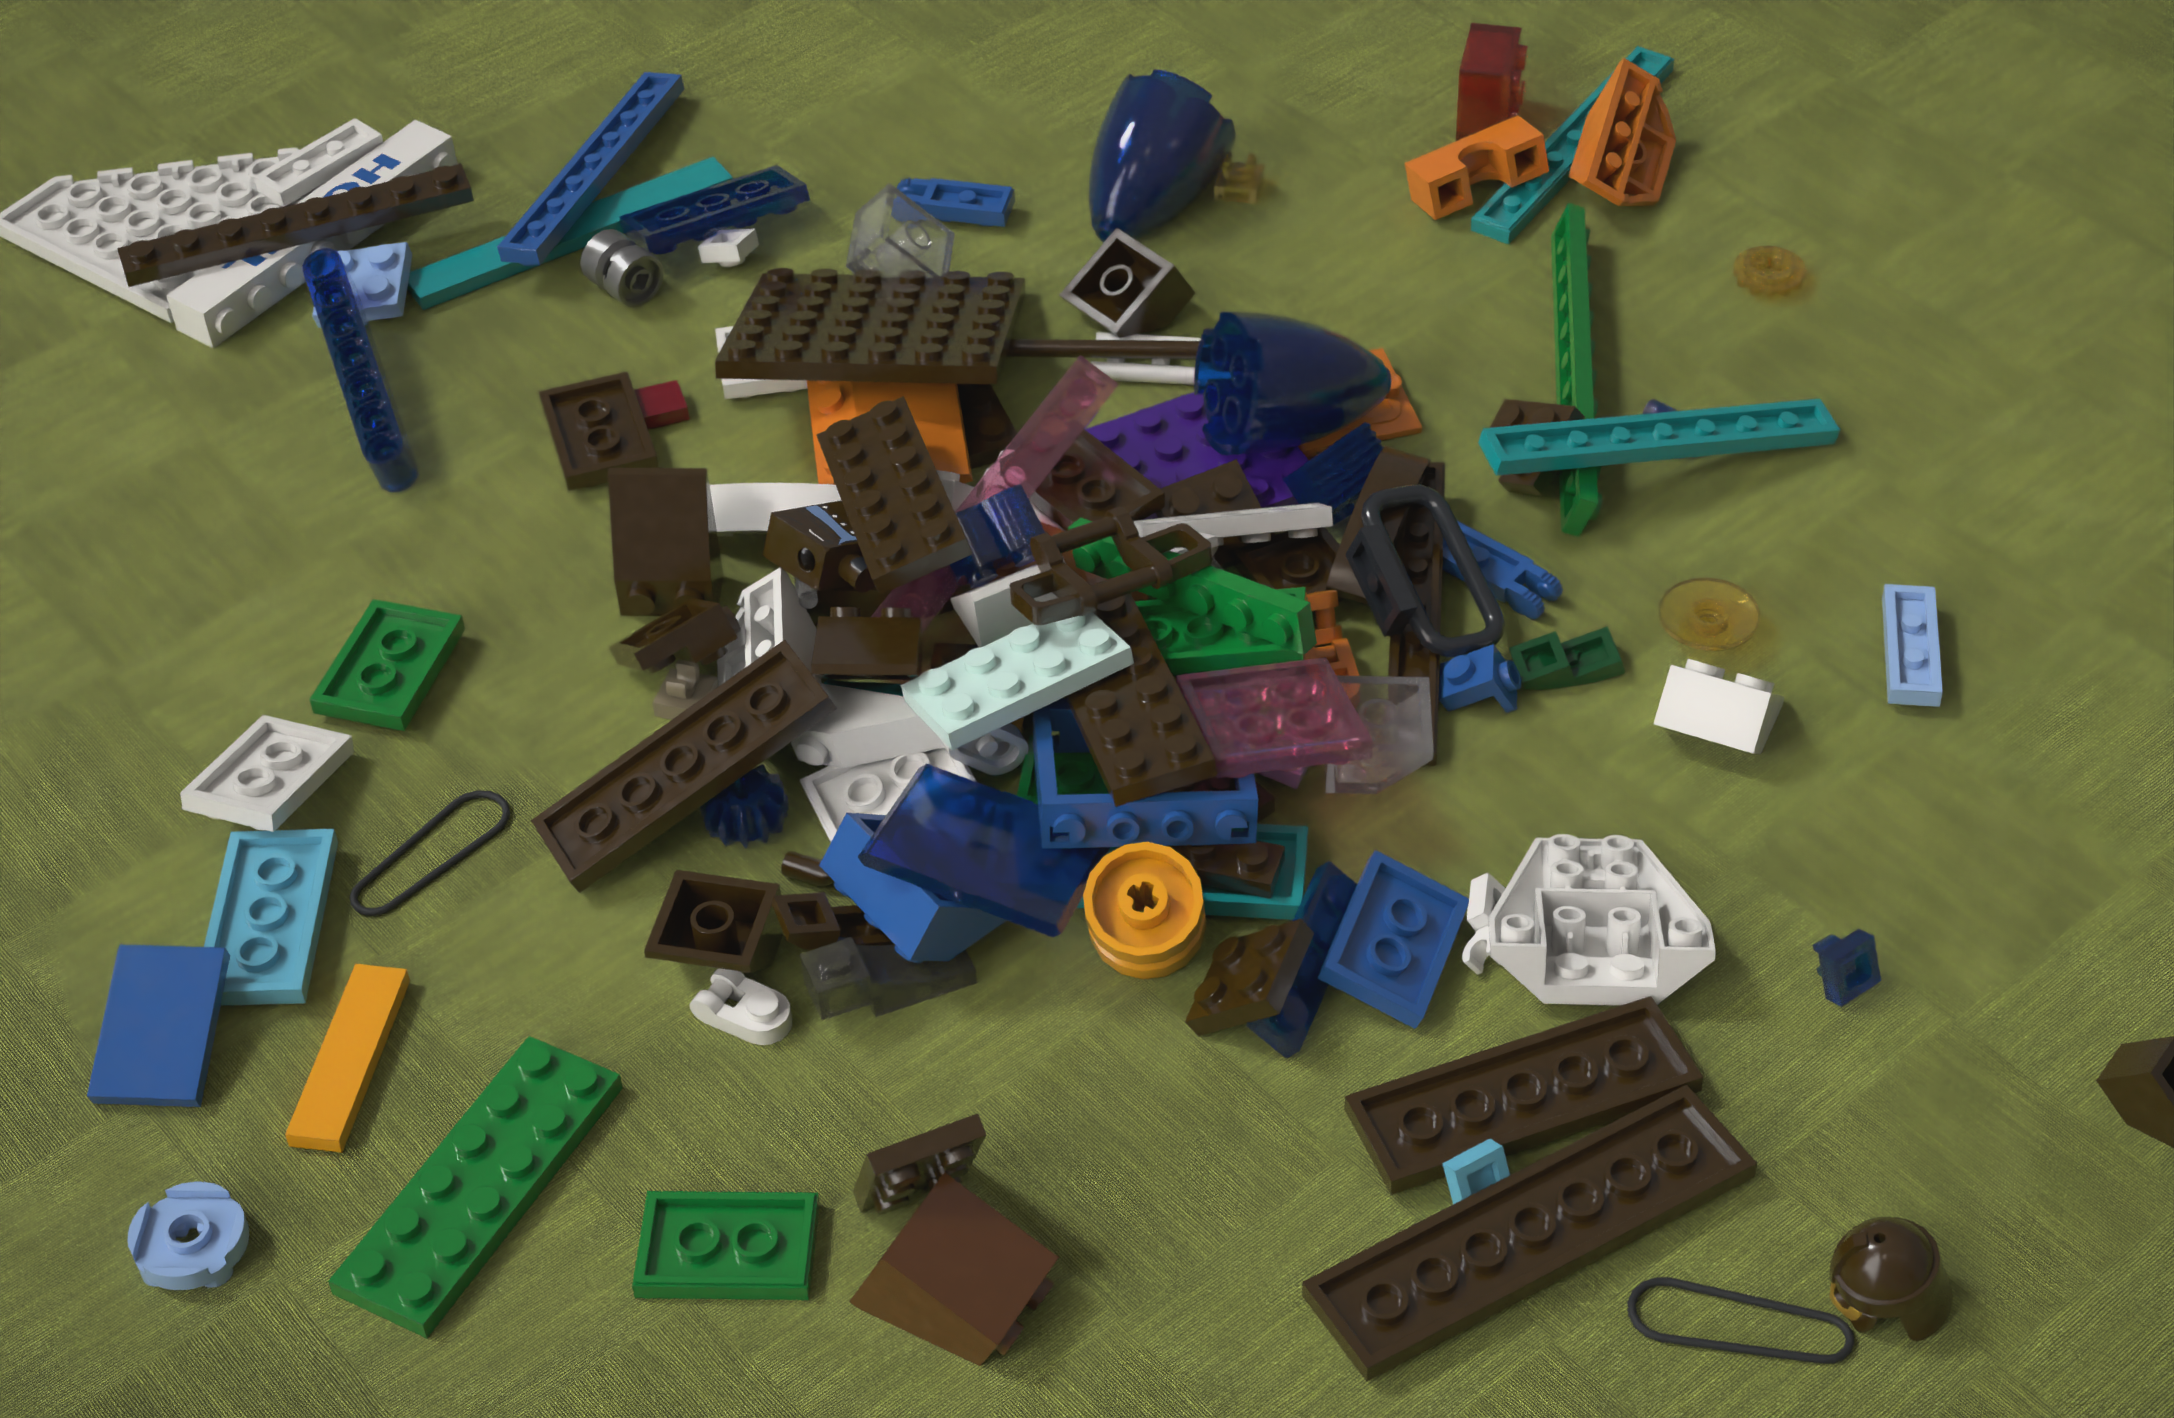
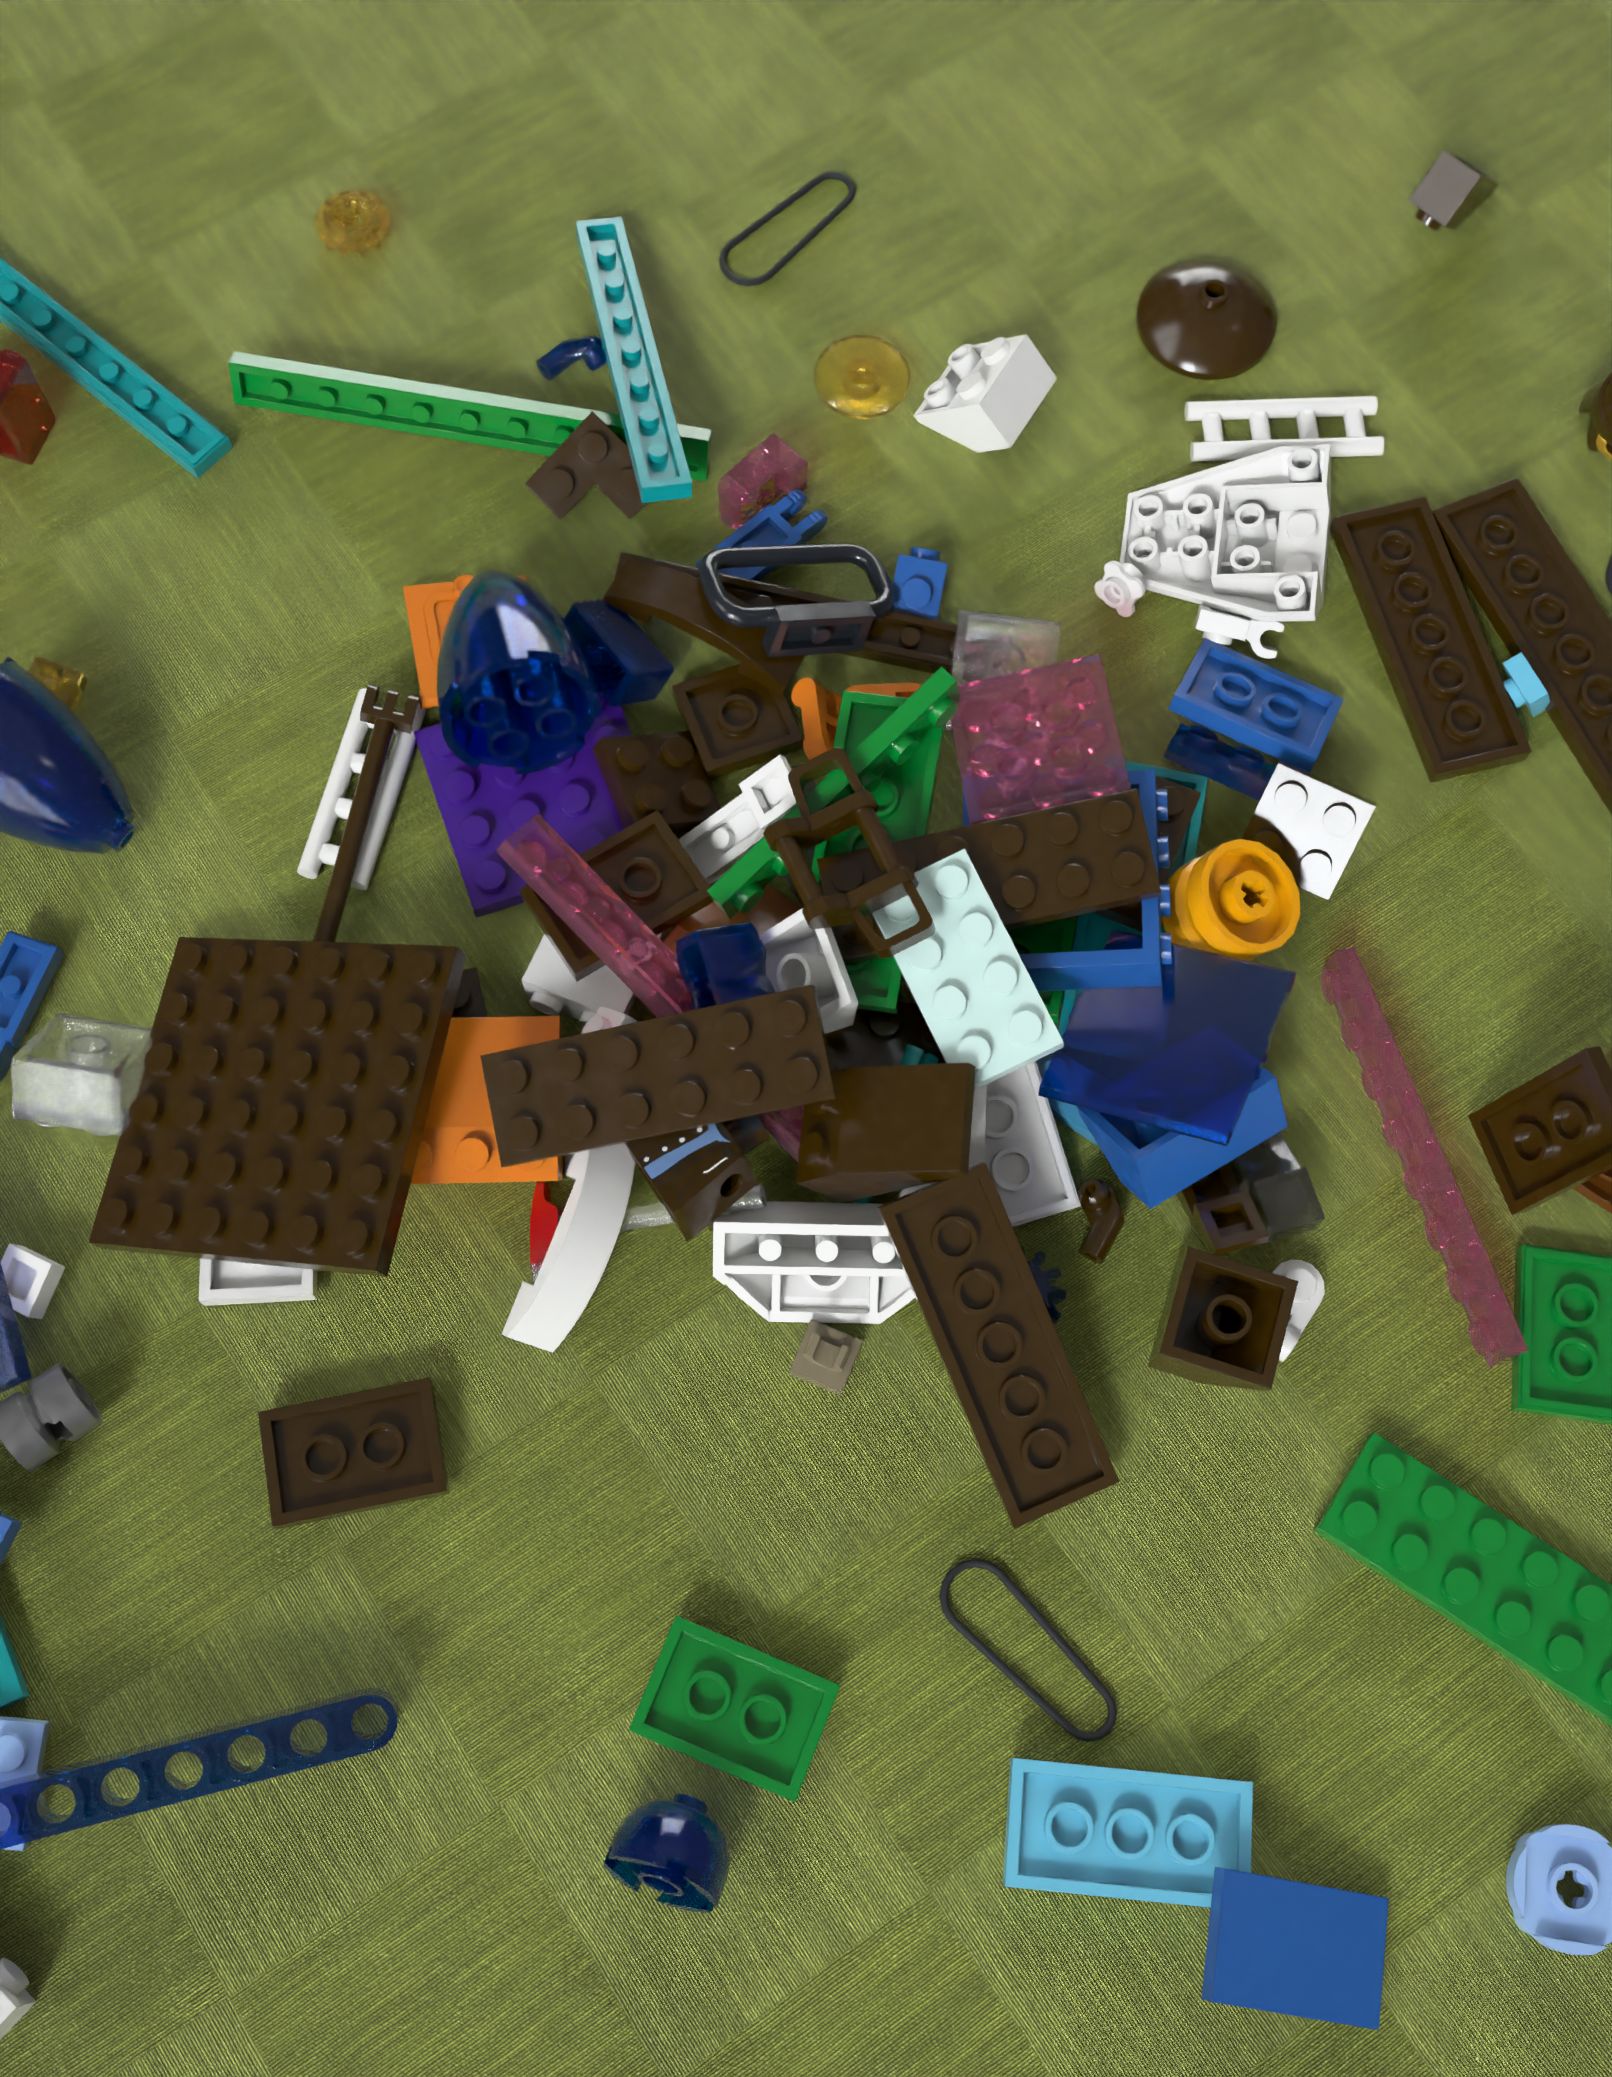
camera: 90 degrees left, 25 degrees up
(267, 773) = (919, 1846): white plate -> none
(275, 628) = (673, 1852): none -> clear blue cylinder
(347, 1058) = (1327, 1727): light orange tile -> none
(662, 404) = (310, 1373): dark red tile -> none
(663, 539) = (642, 1359): dark brown slope -> none
(689, 632) = (774, 1356): dark brown plate -> none
(903, 1098) = (1426, 1169): none -> clear pink plate
(1128, 288) = (248, 826): dark brown slope -> none
(1251, 524) = (701, 759): white plate -> none
(1503, 152) = (109, 406): orange arch -> none
(1515, 830) = (1121, 587): none -> white plate
(1549, 664) = (893, 506): dark green slope -> none
(1565, 553) = (759, 481): none -> clear pink leg
(1626, 140) = (123, 299): orange wedge -> none
(1757, 989) = (1305, 412): none -> white bar
(1847, 965) = (1301, 369): tile -> none
(1880, 573) = (801, 244): none -> black piece
(1903, 892) = (1206, 319): none -> dark brown dish
(1911, 645) = (919, 233): light blue plate -> none

